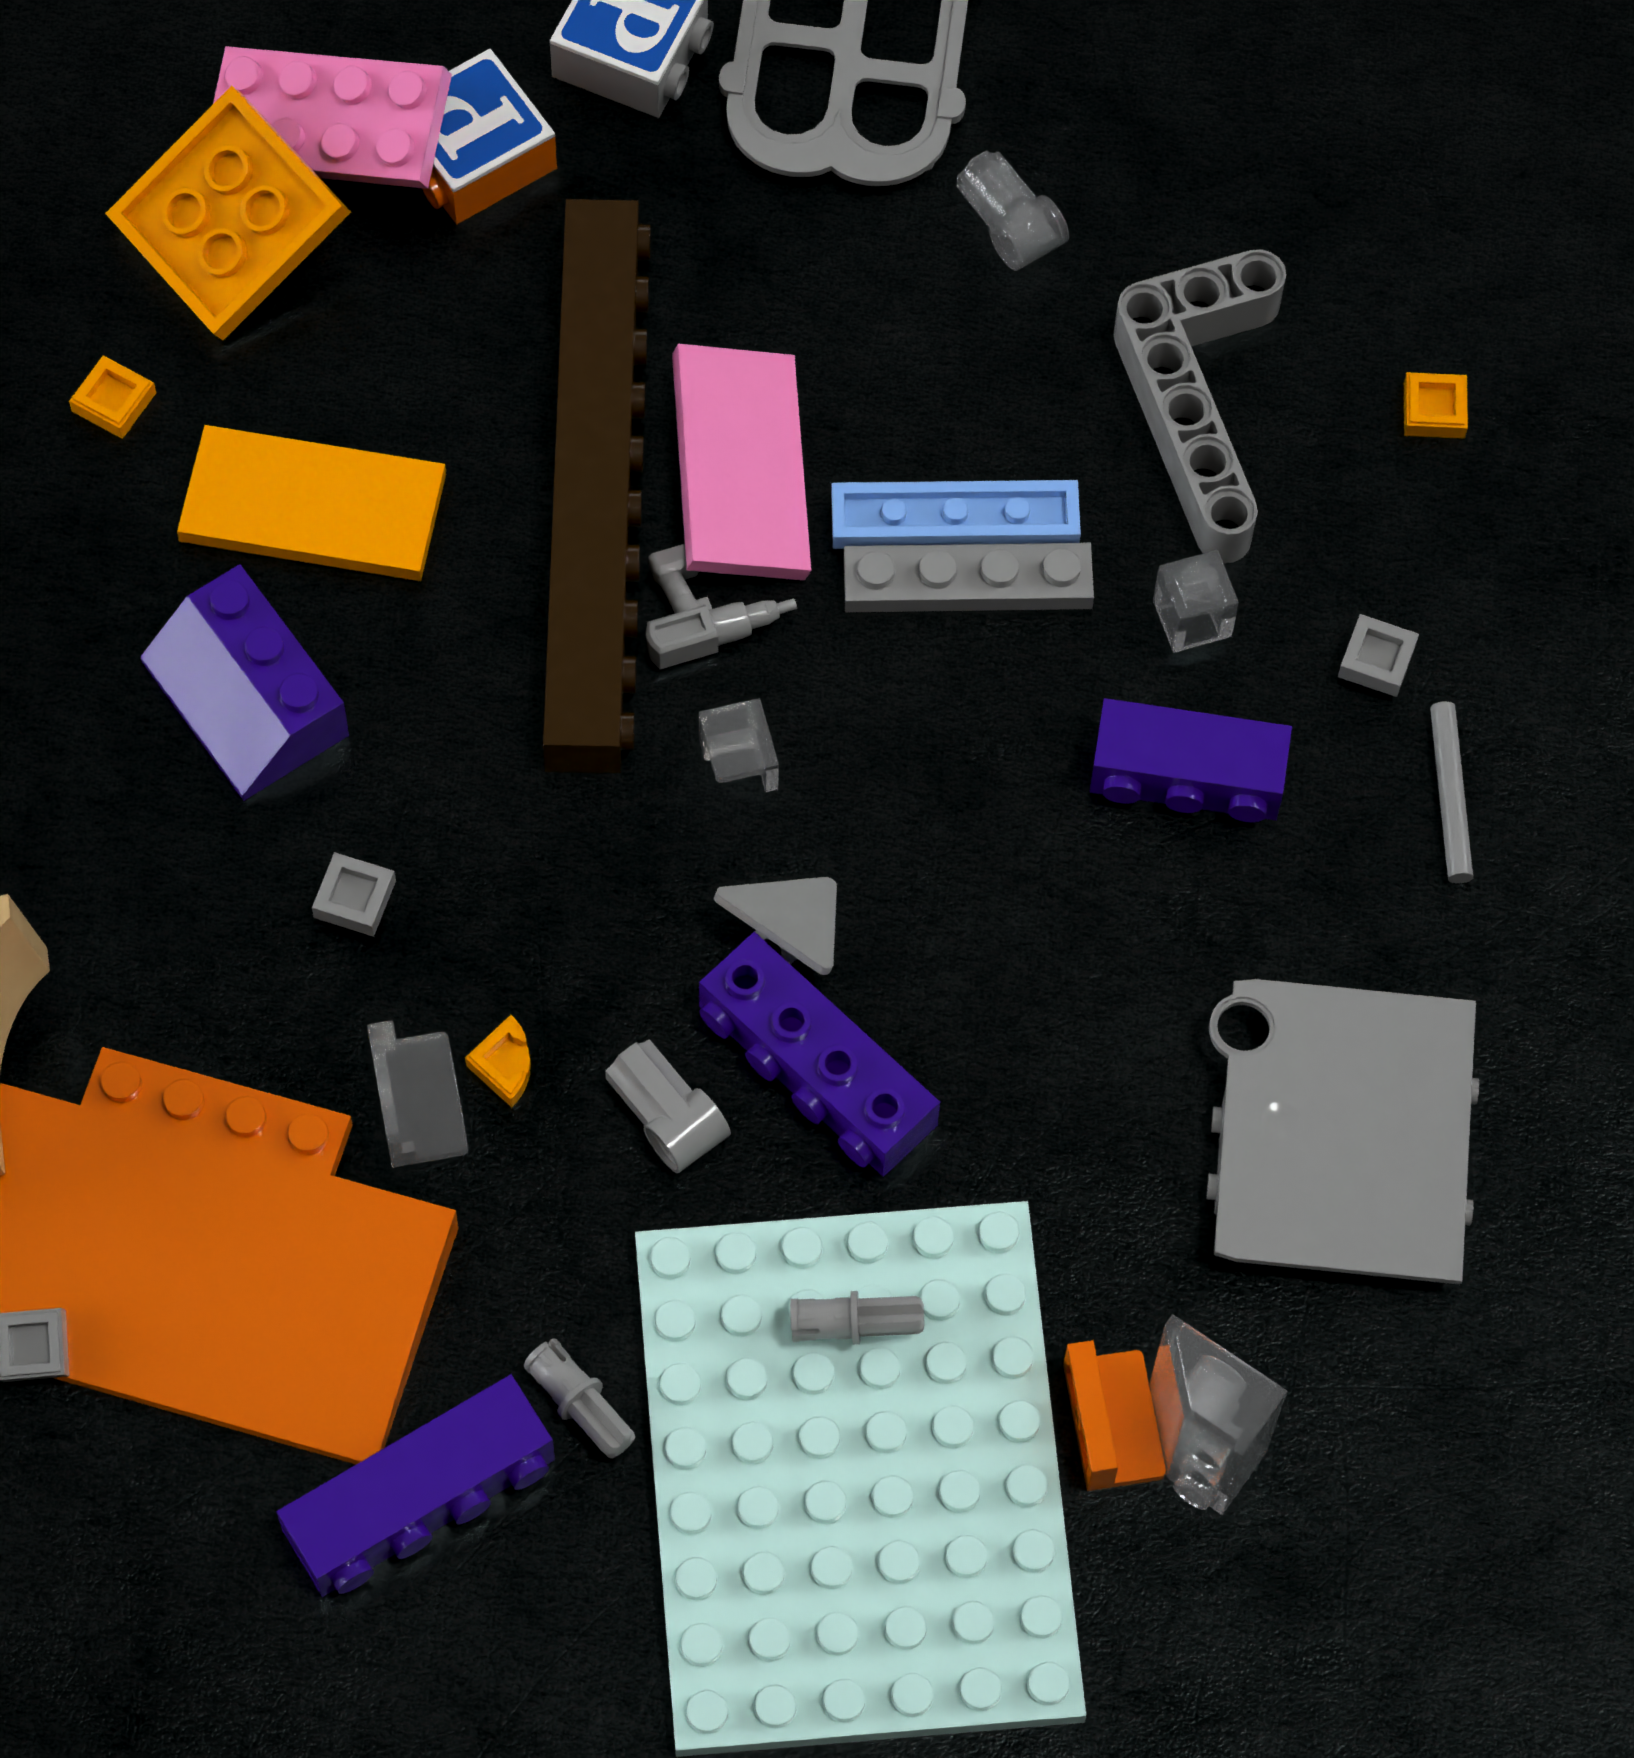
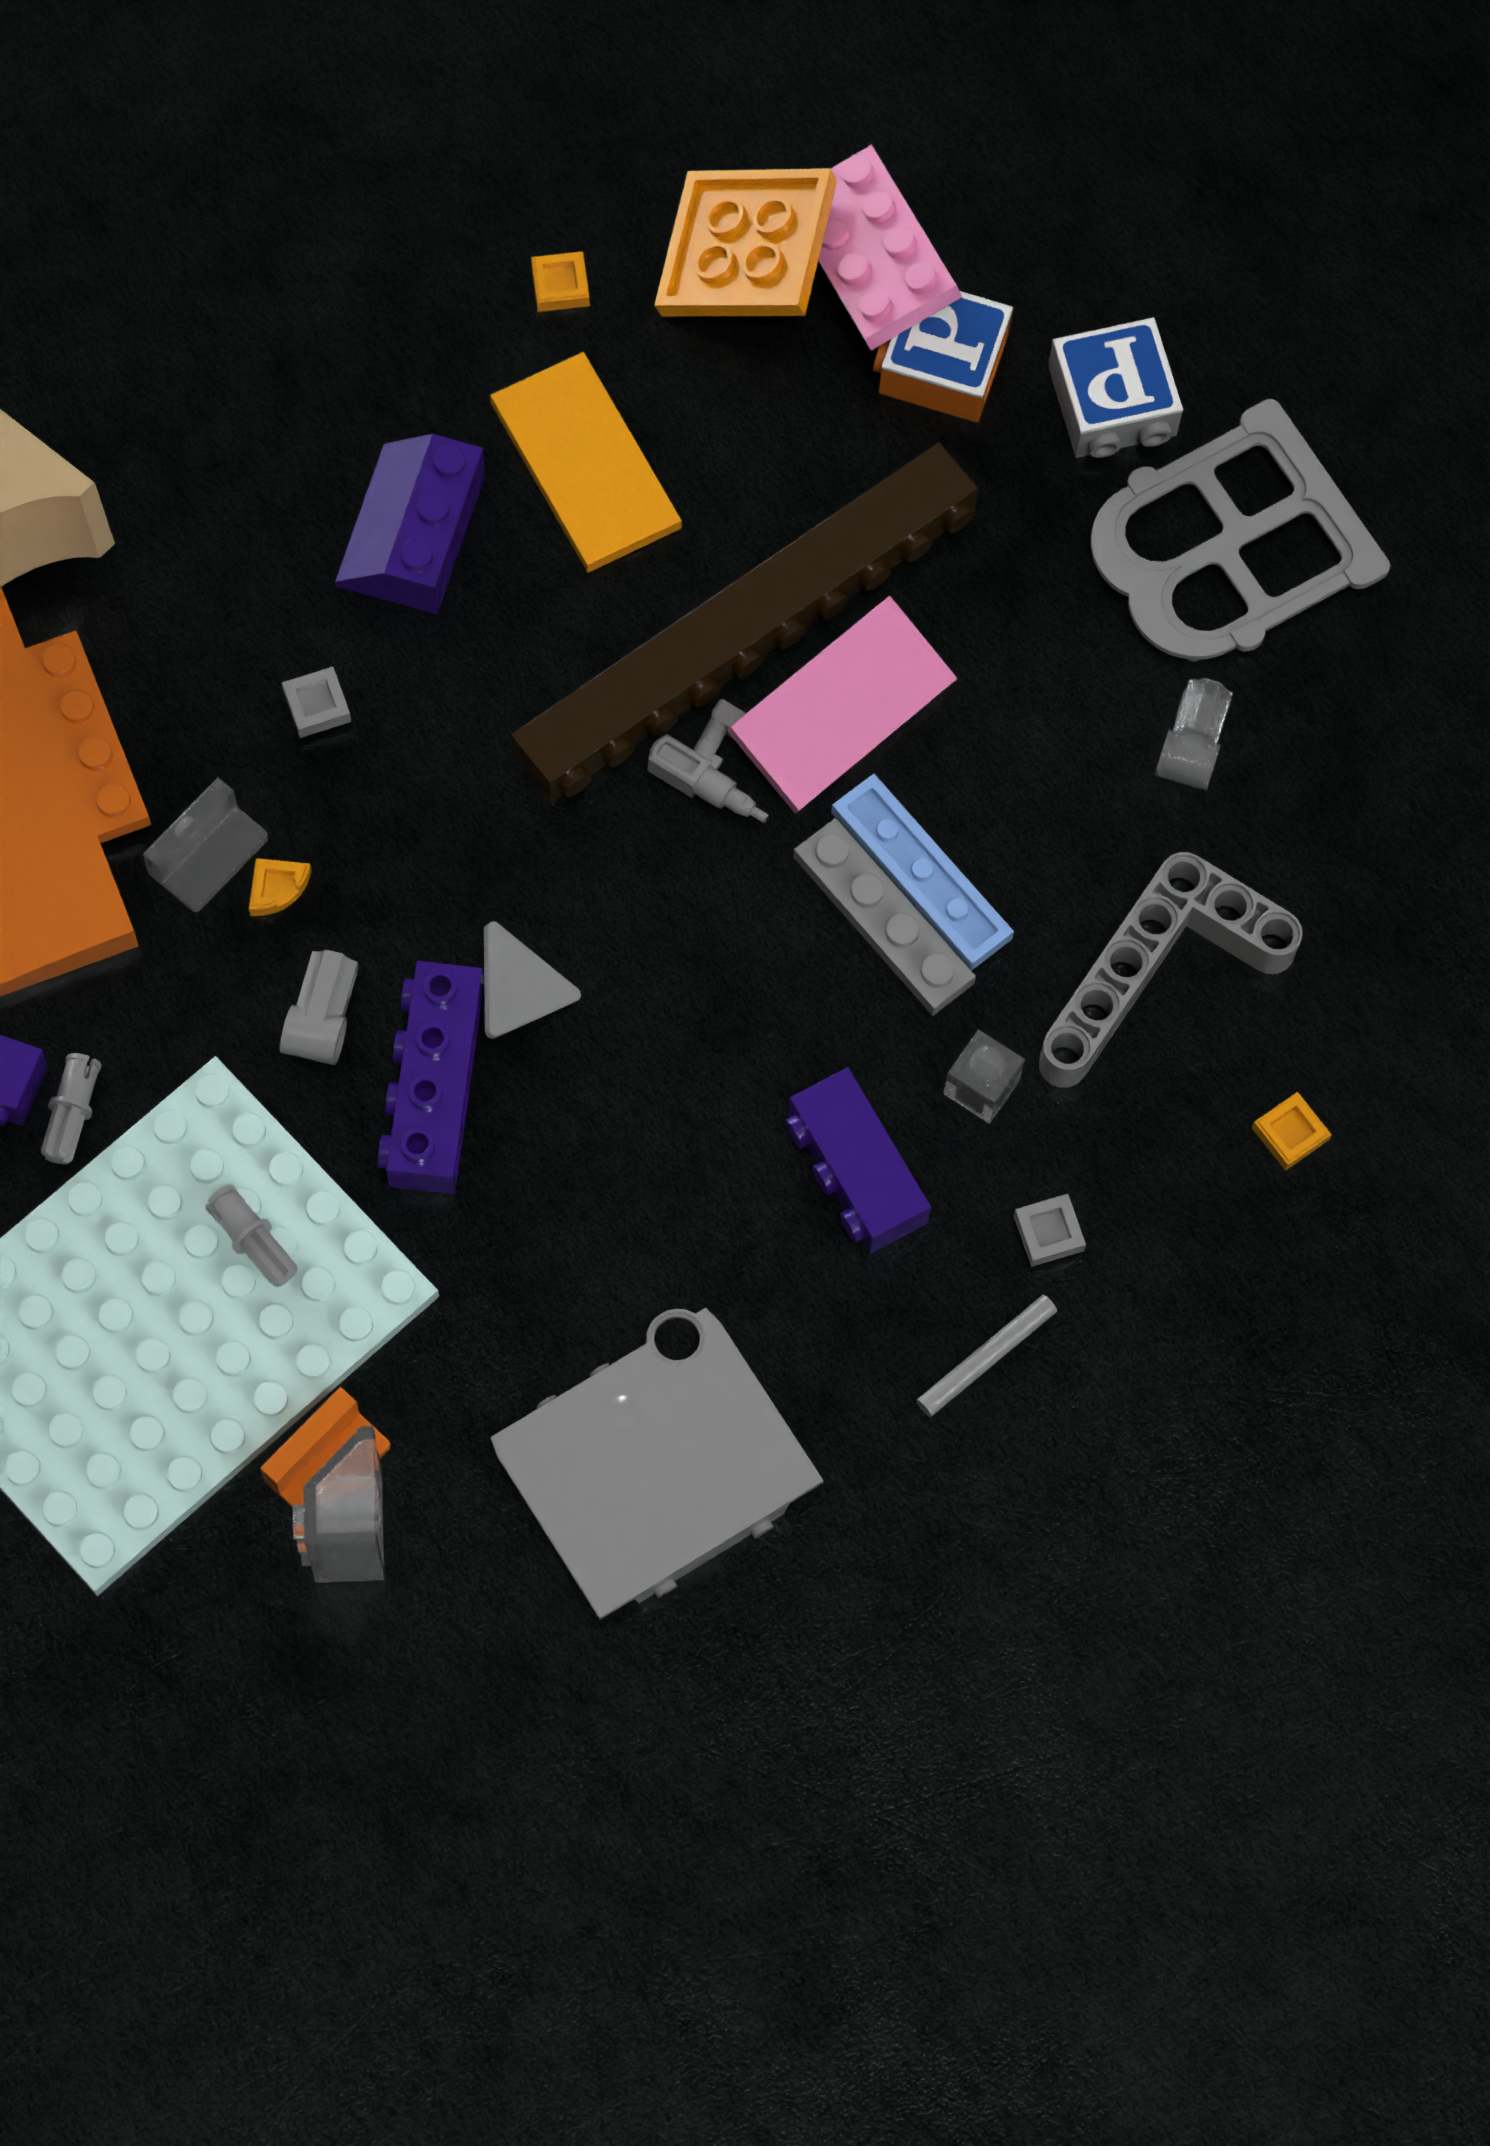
camera: 50 degrees right, 5 degrees up
(739, 743) = (622, 860): clear panel -> none

